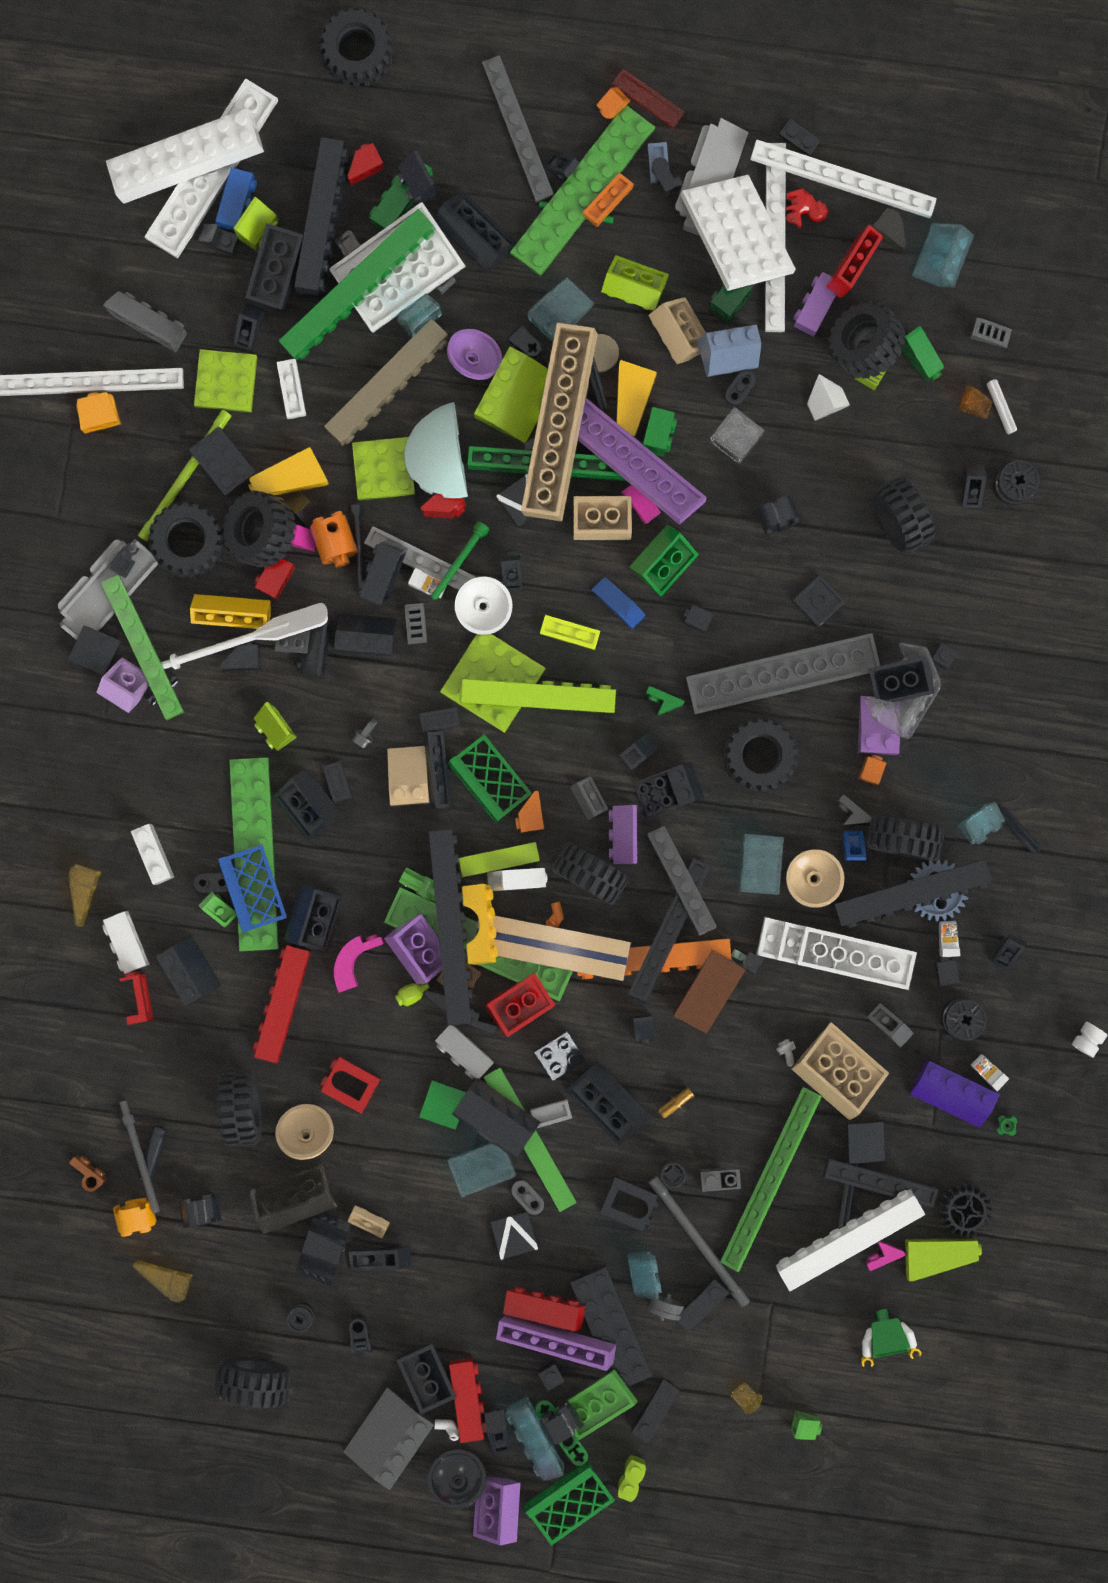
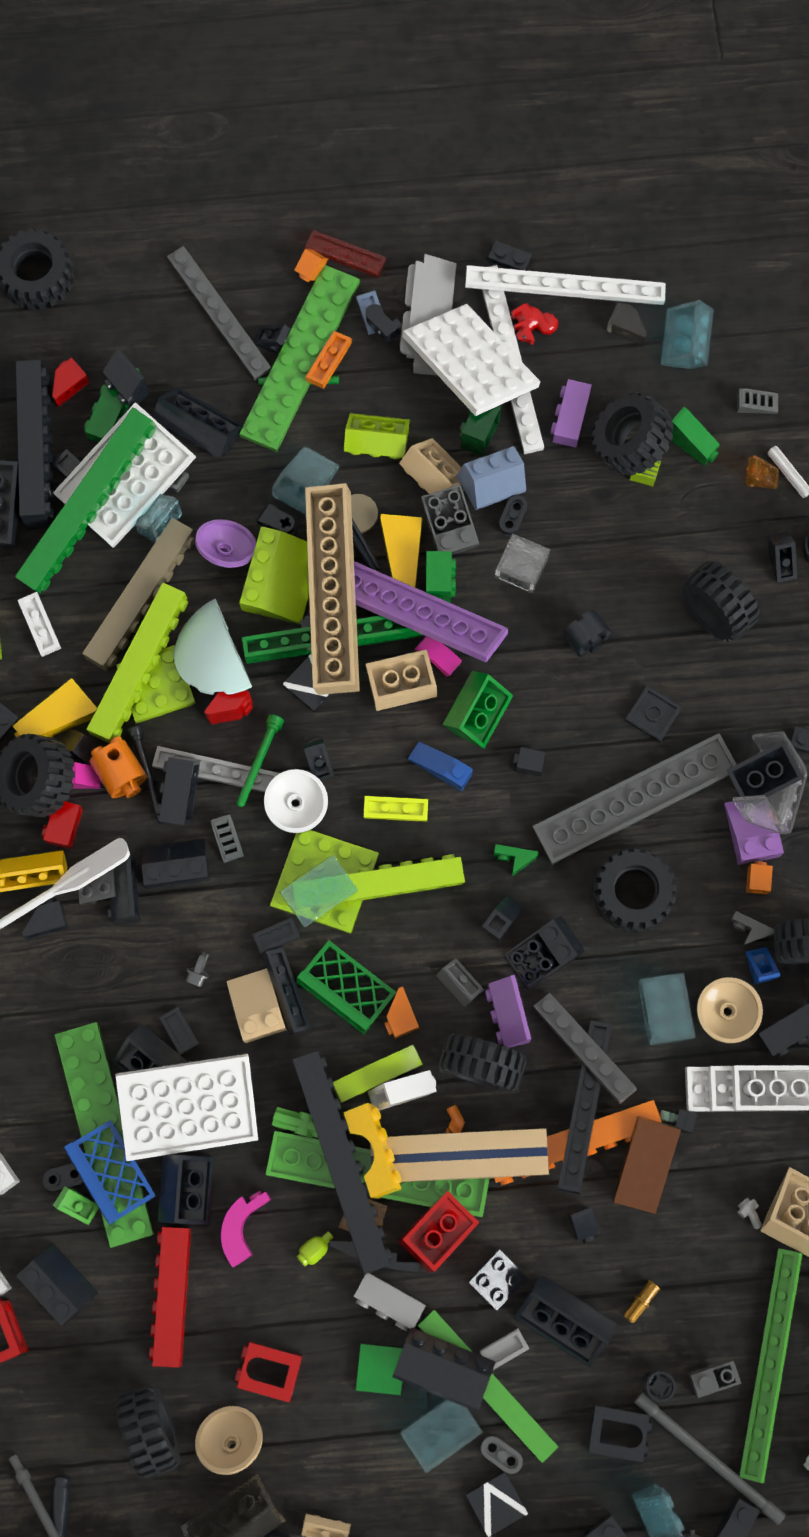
camera: 15 degrees left, 10 degrees down
(274, 727) = (95, 985): lime slope -> none
(329, 849) = (186, 1107): none -> white plate
(371, 447) = (137, 663): none -> lime brick
(417, 948) = (309, 1195): medium lavender slope -> none
(424, 582) = (226, 792): white leg -> none
(484, 692) = (318, 891): none -> clear light blue tile
(680, 381) = (450, 520): none -> dark grey slope
(826, 398) = (605, 505): white slope -> none
(854, 261) = (598, 360): red brick -> none

